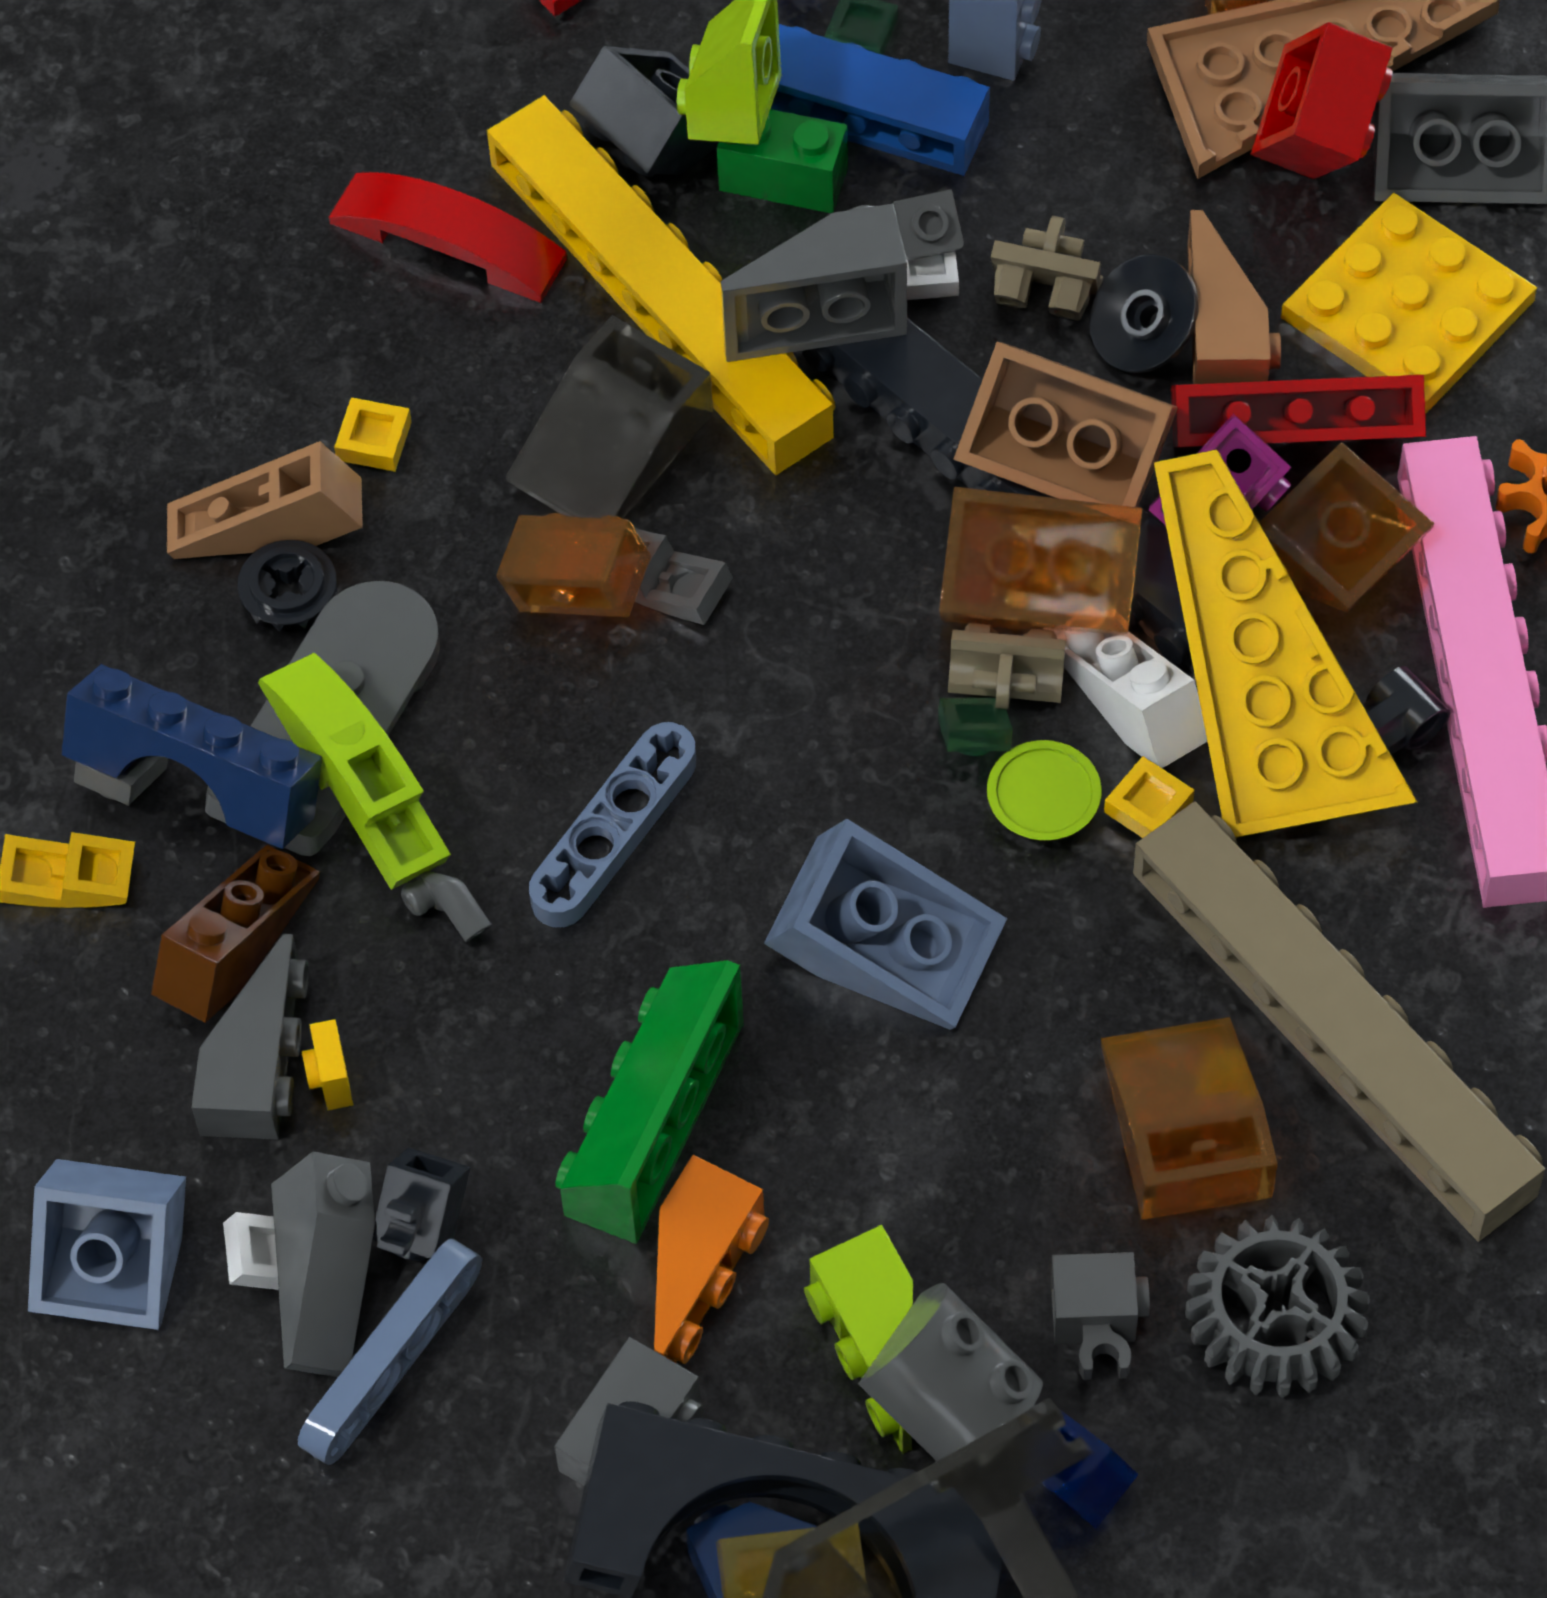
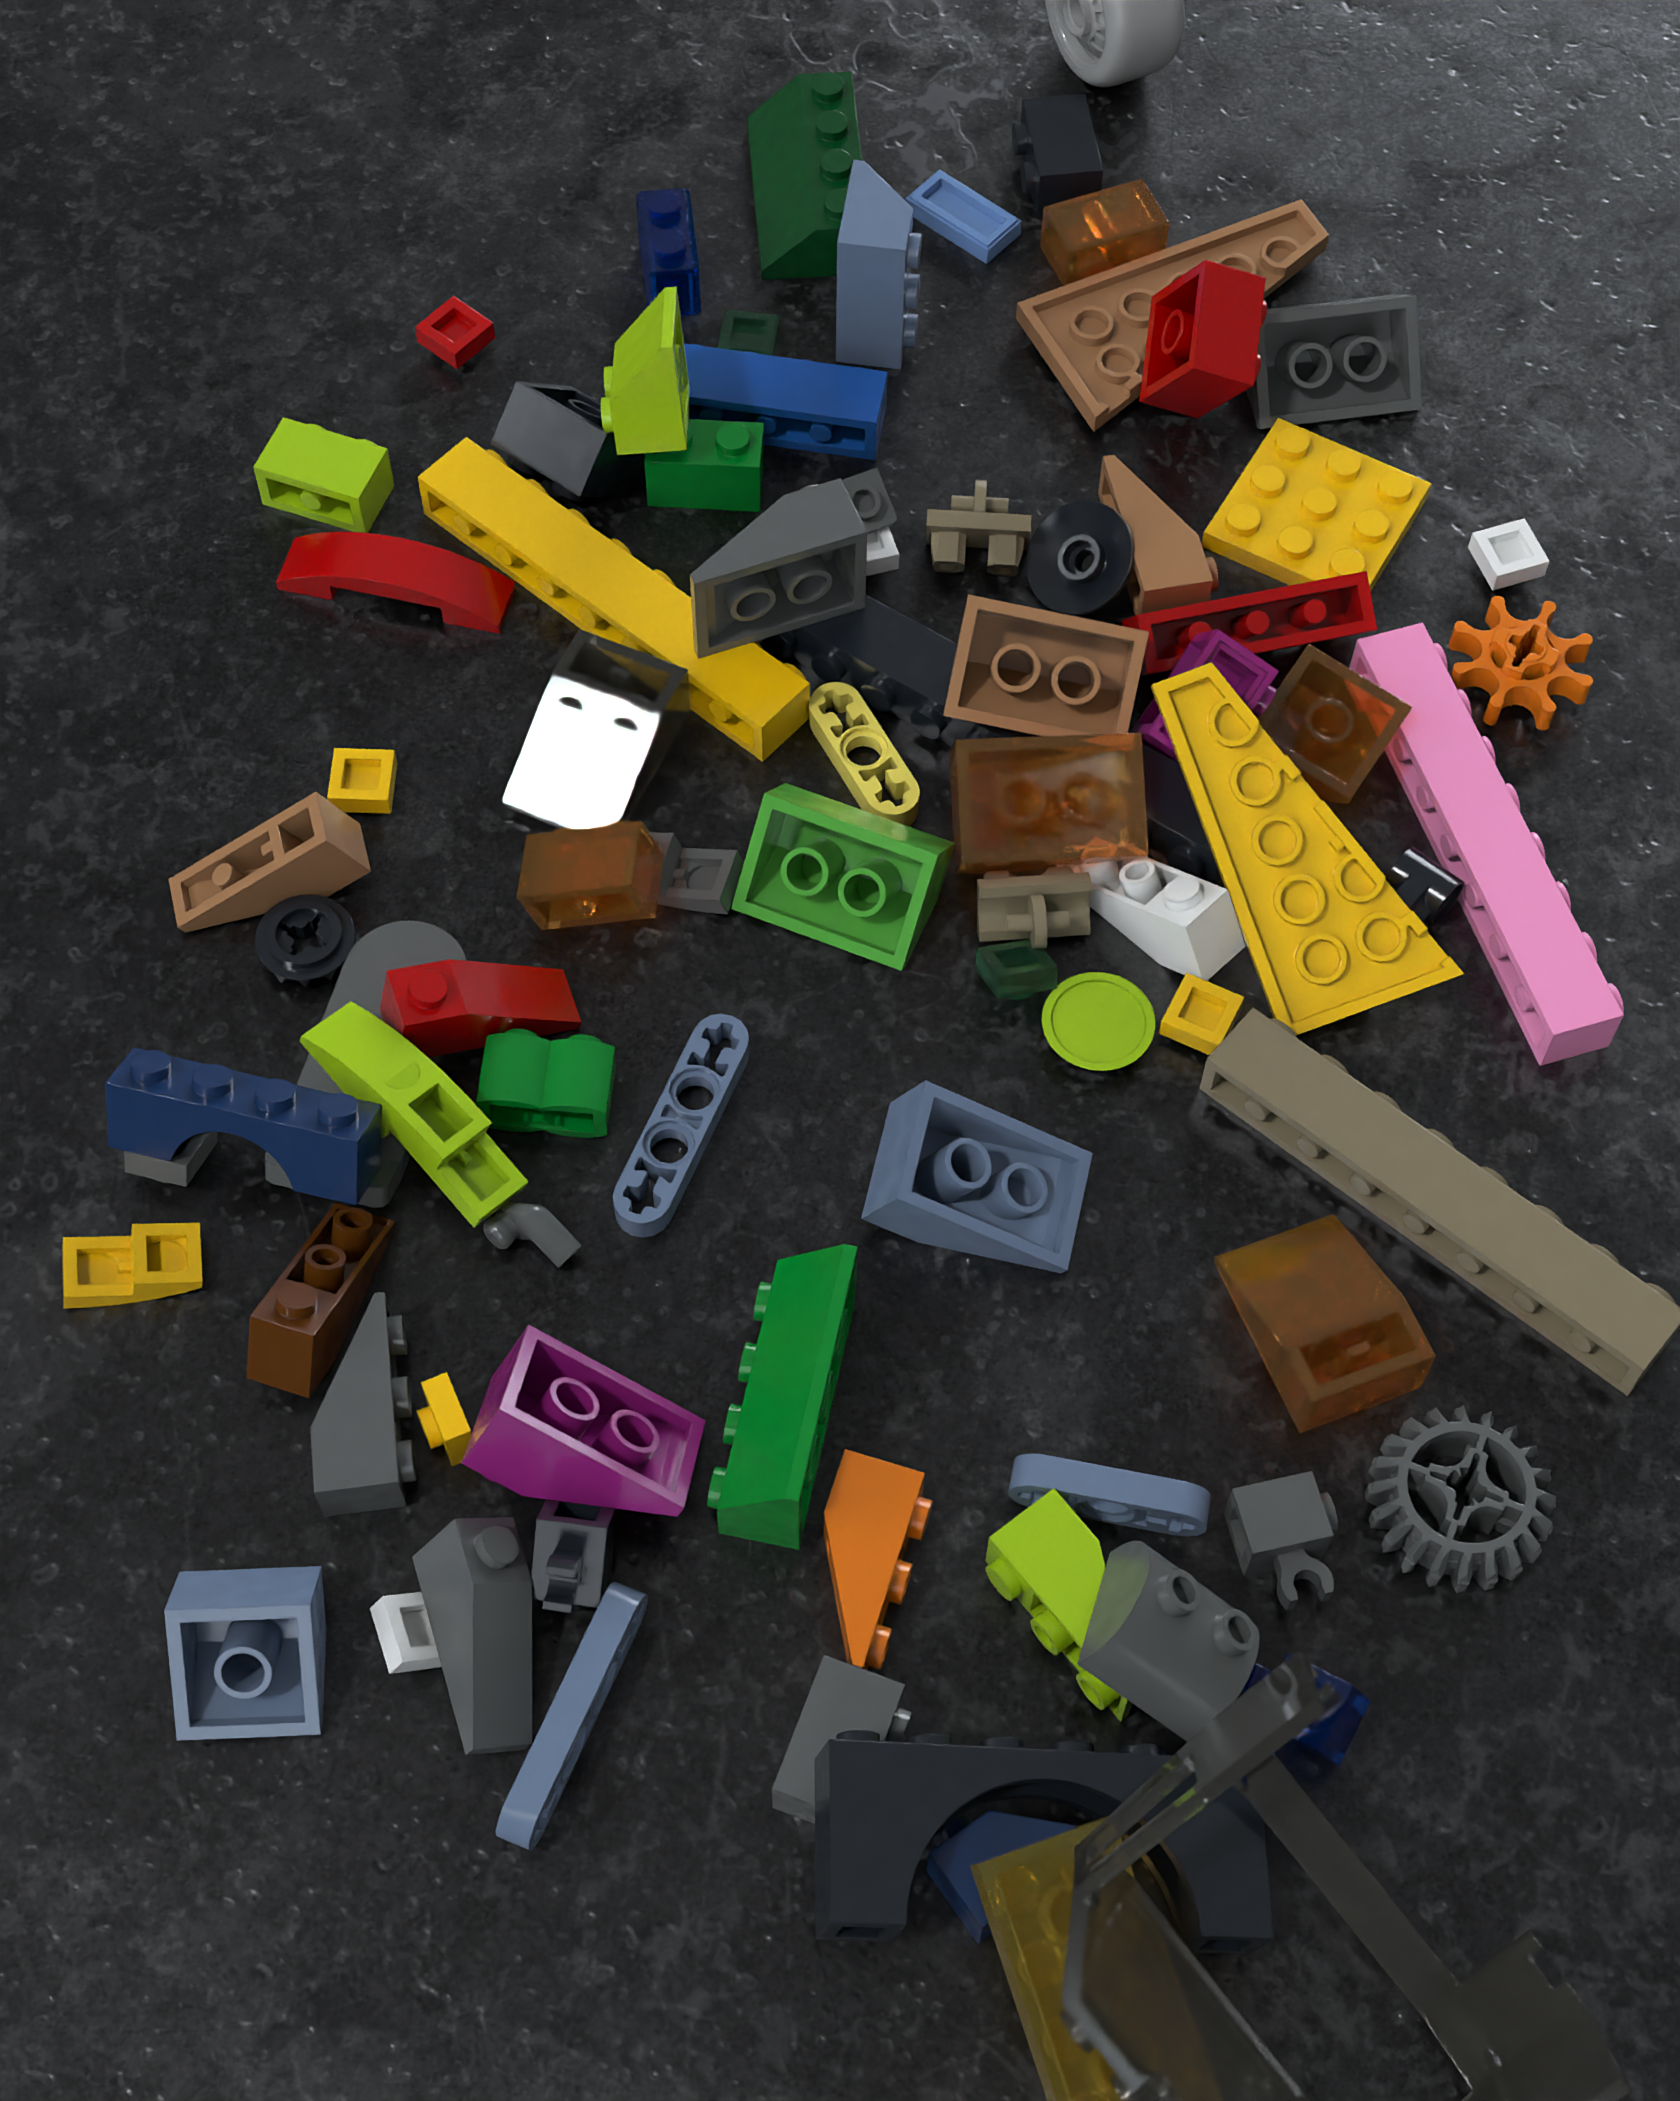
camera: 15 degrees left, 0 degrees up
(397, 113) = (324, 475): none -> lime brick
(436, 675) = (459, 1002): none -> red slope
(451, 1096) = (581, 1432): none -> magenta slope
(489, 763) = (547, 1084): none -> green brick
(824, 603) = (841, 875): none -> bright green slope
(872, 509) = (867, 732): none -> light yellow beam
(944, 1243) = (1113, 1494): none -> sand blue beam

